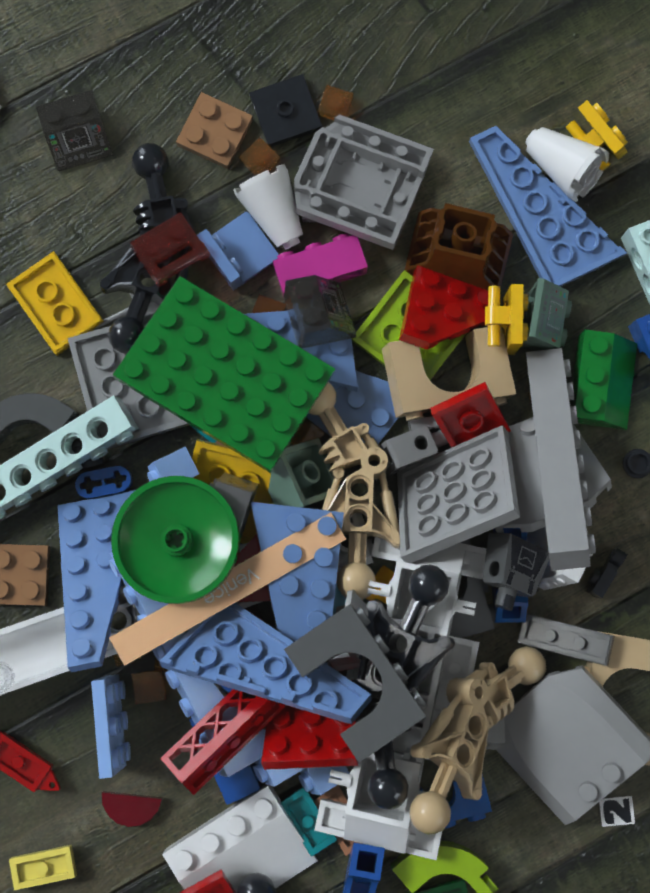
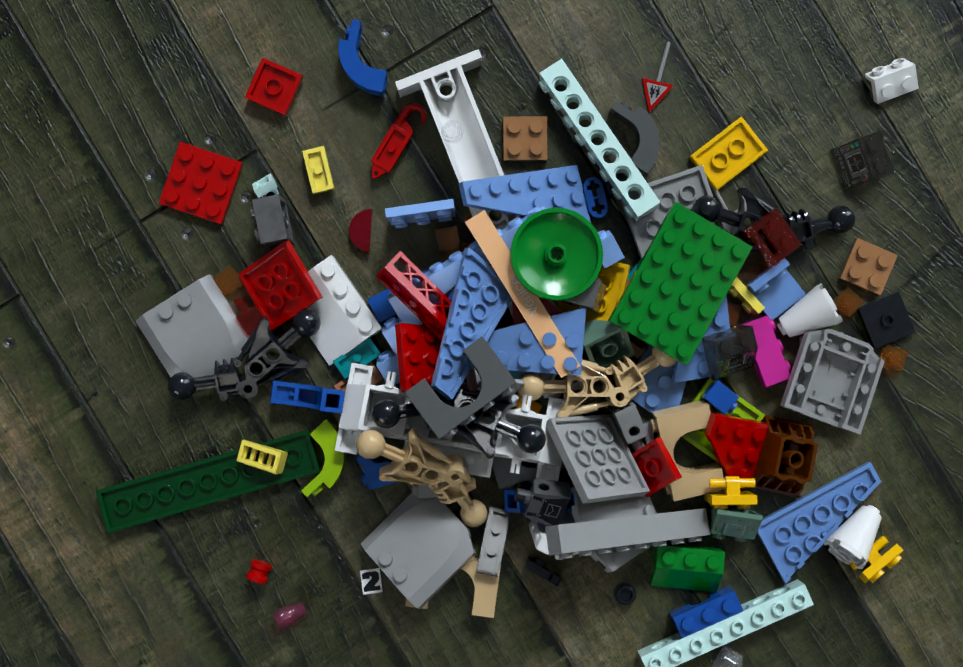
camera: 90 degrees right, 5 degrees up
(255, 283) = (749, 301): none -> light yellow plate
(379, 327) = (720, 397): none -> blue brick

